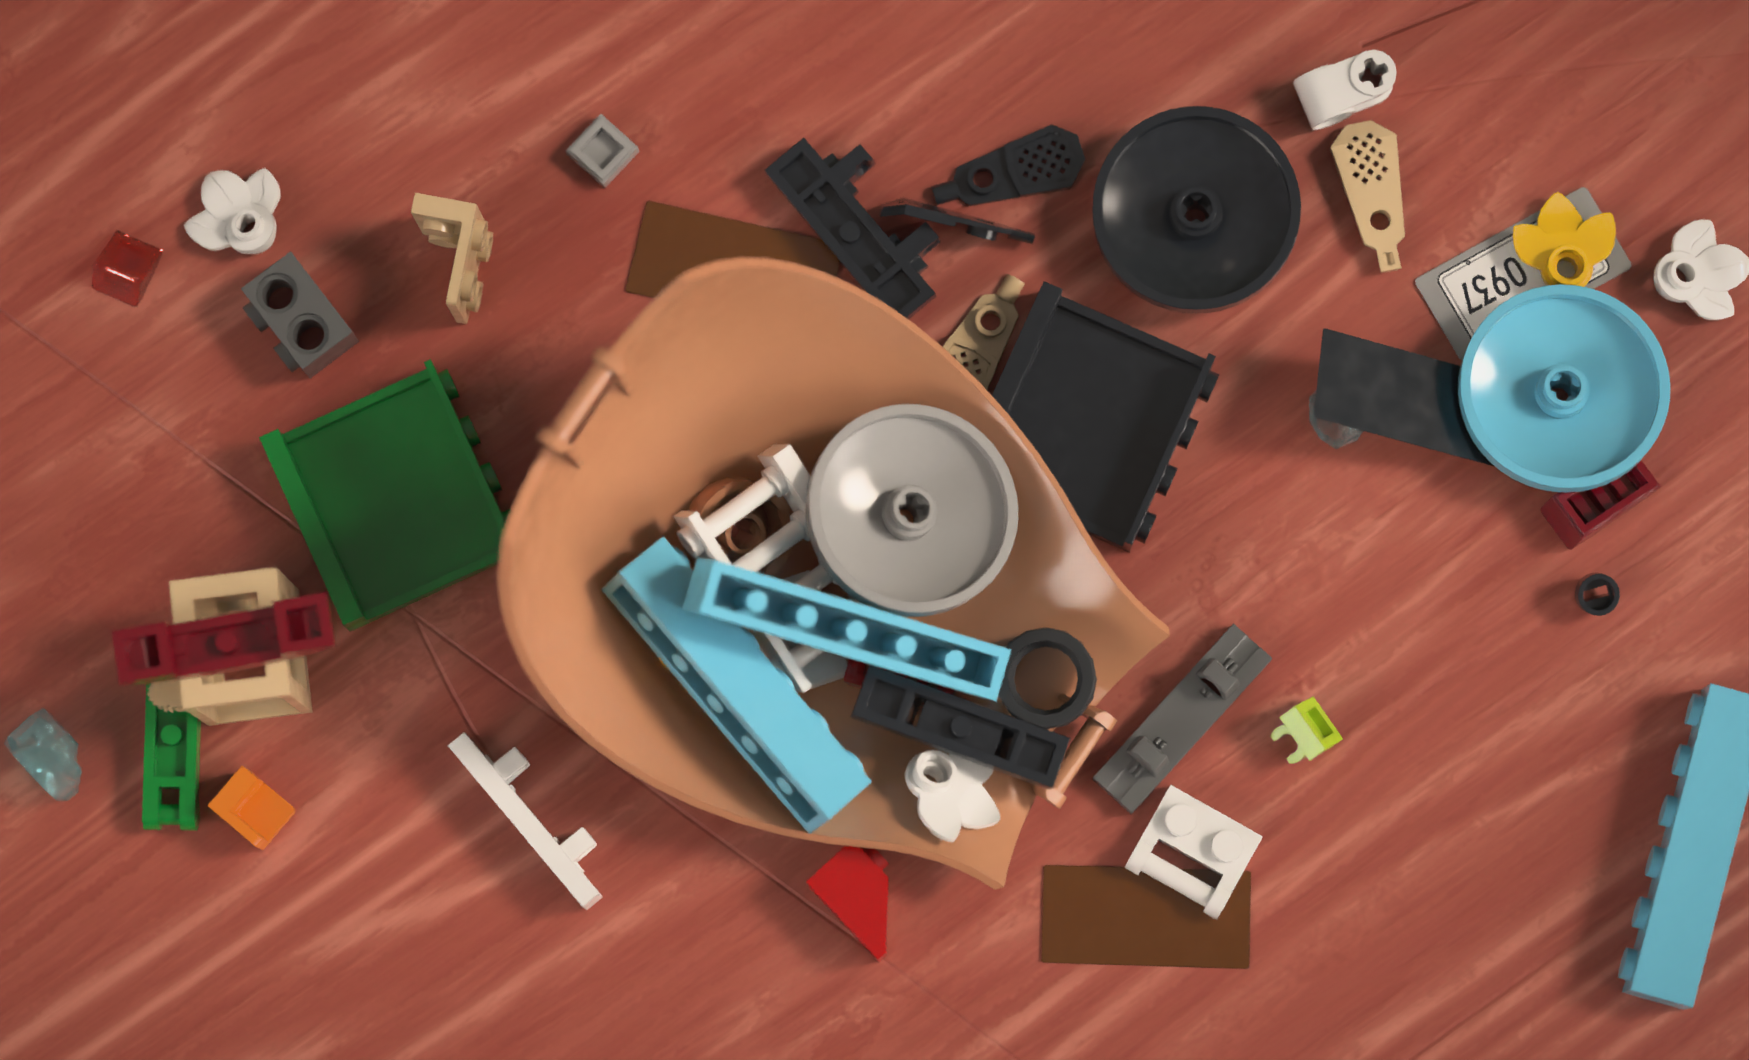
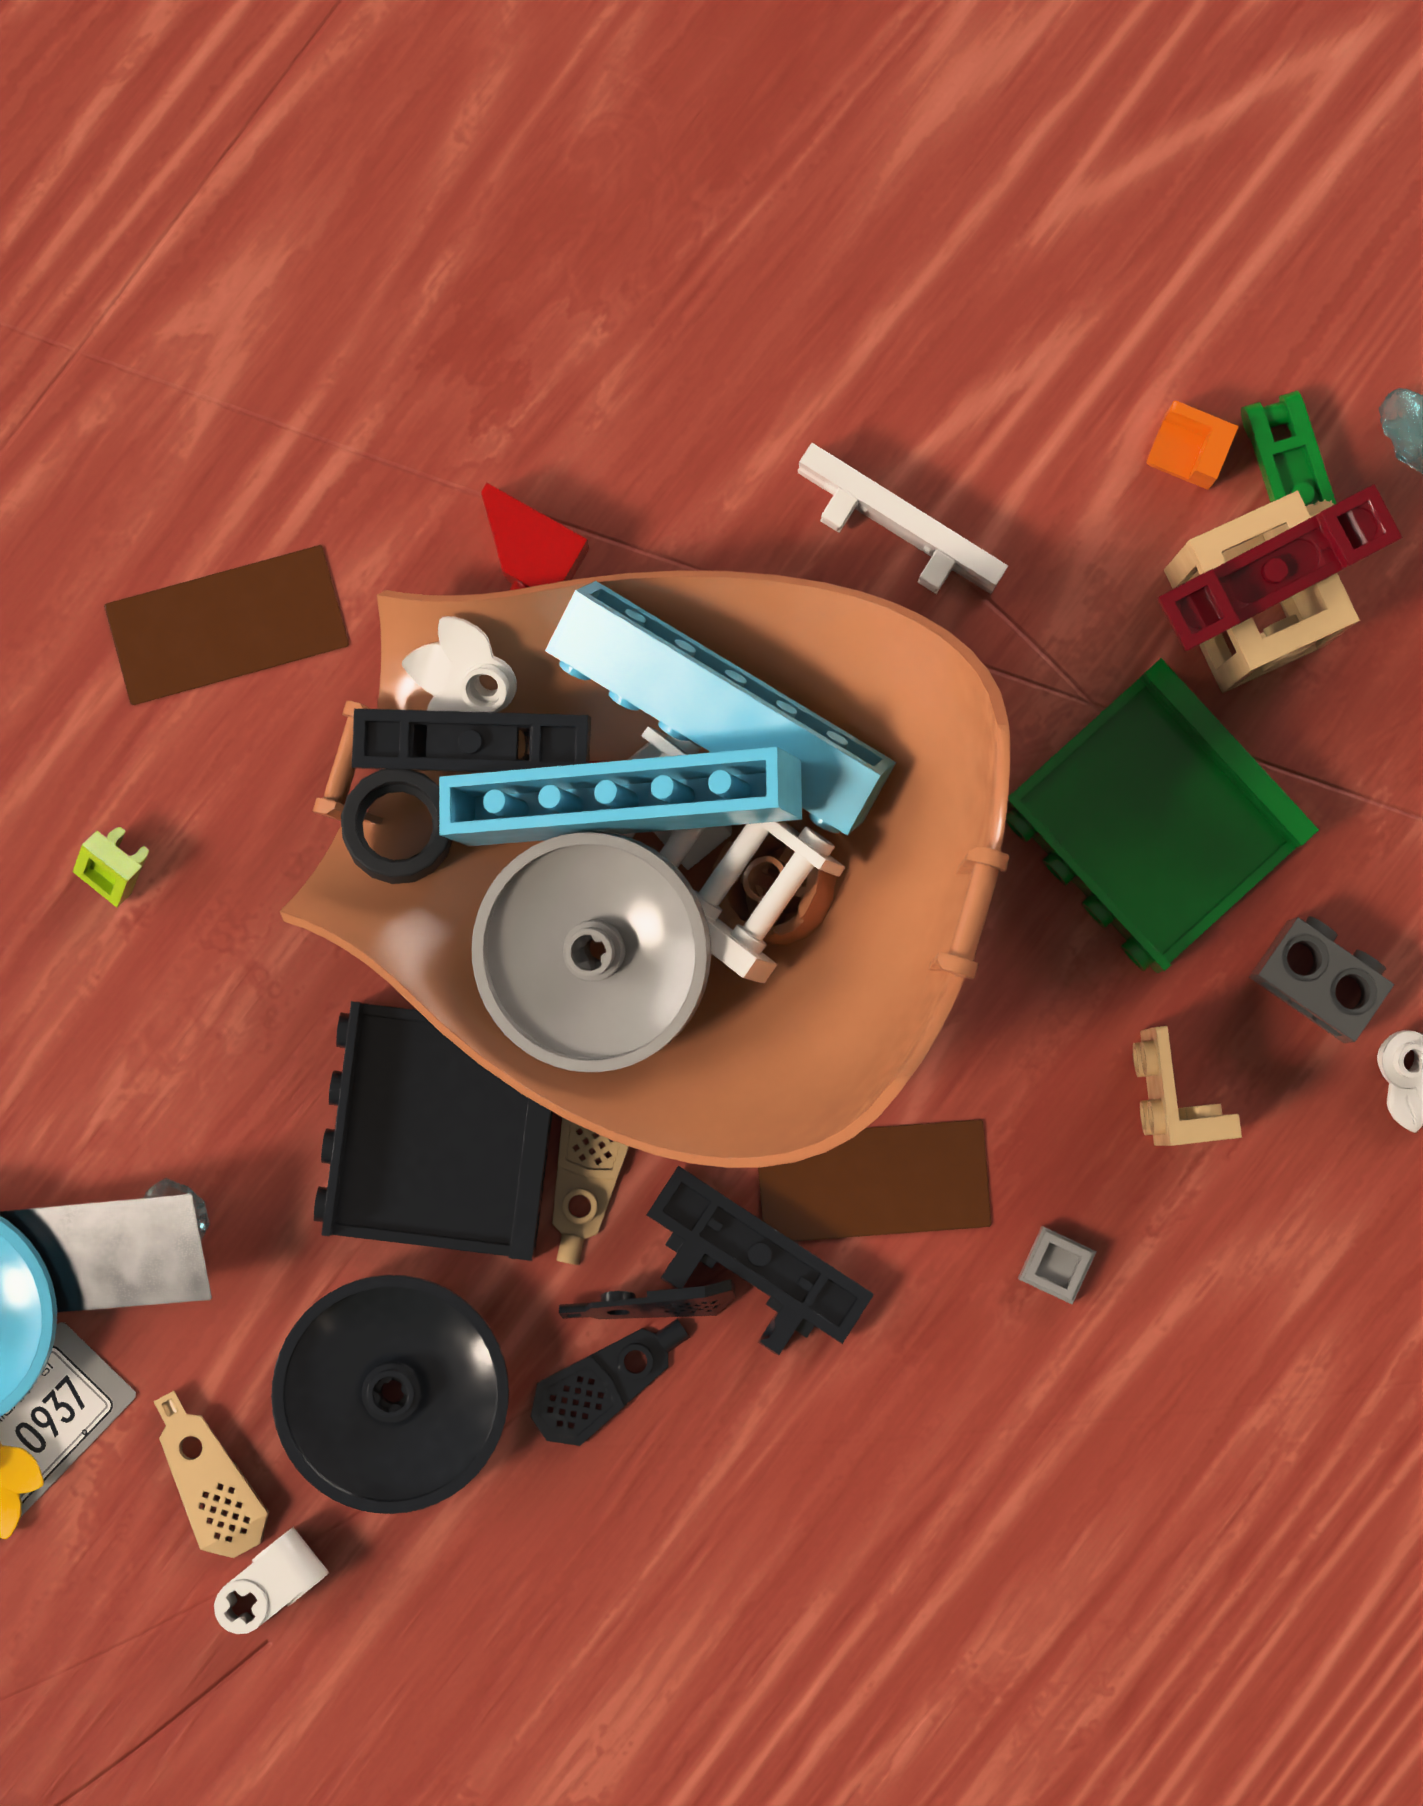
camera: 155 degrees right, 5 degrees up
(1182, 719) = (247, 841): dark grey hinge -> none
(1203, 837) = (190, 723): white plate -> none

